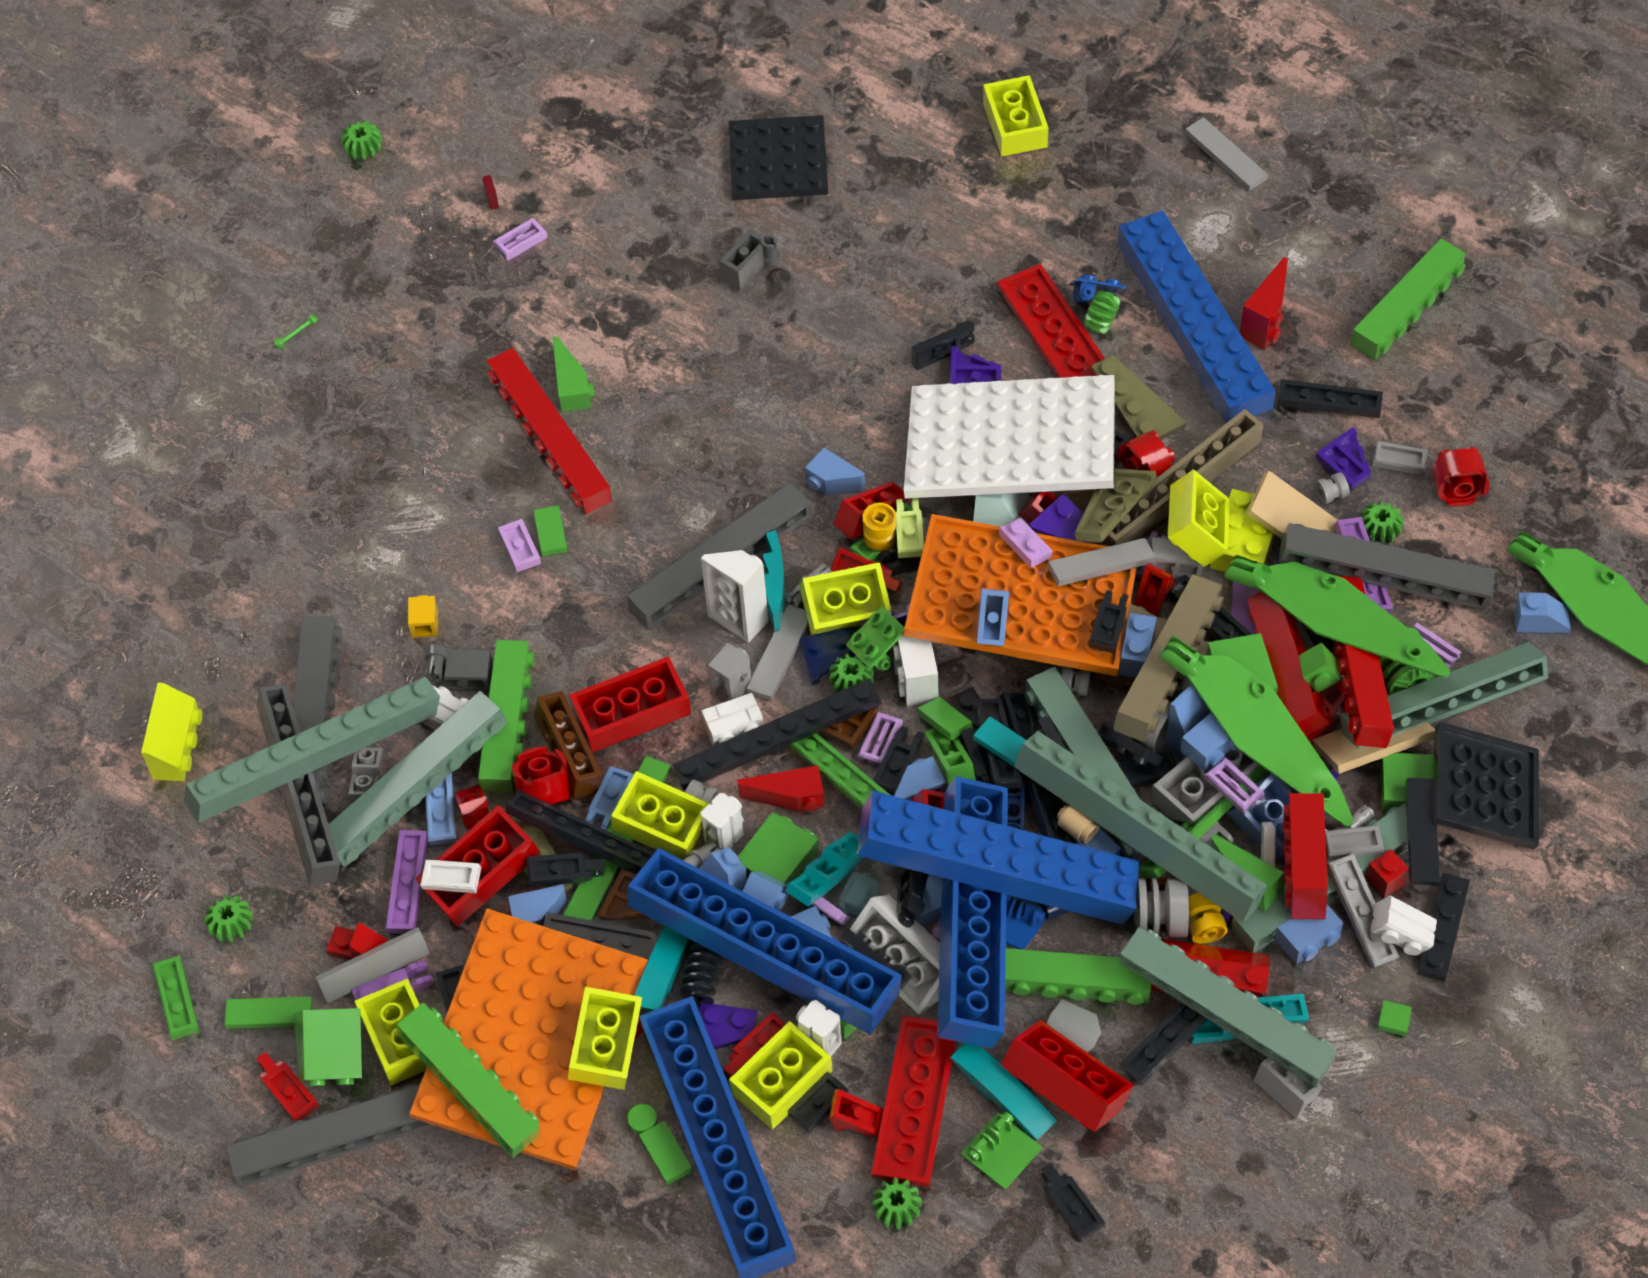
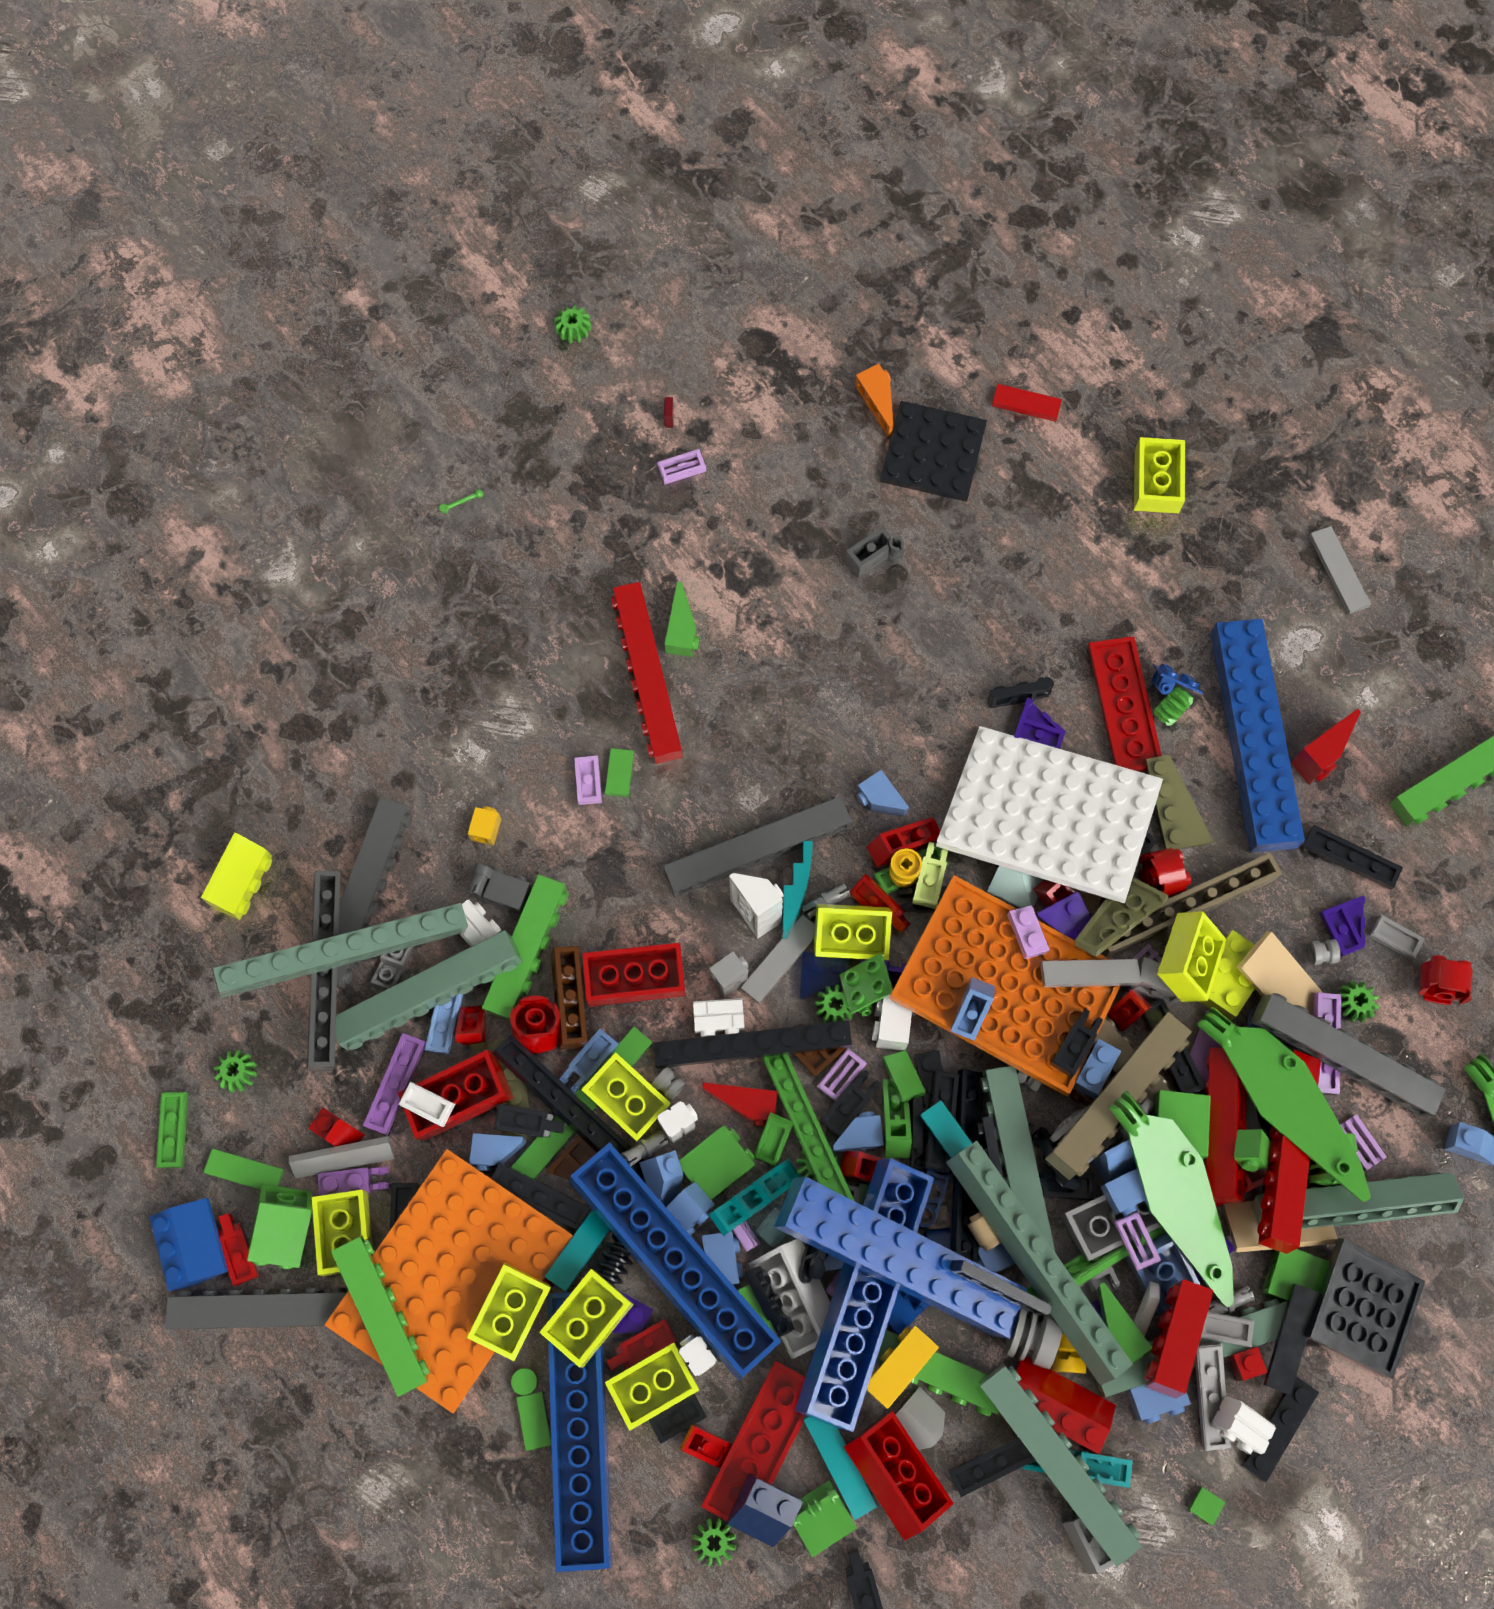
camera: 15 degrees right, 15 degrees up
(233, 1091) = (188, 1244): none -> blue slope
(690, 1015) = (586, 1318): none -> neon yellow brick
(700, 119) = (876, 392): none -> orange slope
(829, 812) = (773, 1139): none -> bright green tile
(858, 90) = (1026, 402): none -> red tile
(939, 1150) = (764, 1511): none -> dark blue slope
(1033, 970) = (900, 1365): none -> yellow brick
(1108, 854) = (1000, 1287): none -> tile

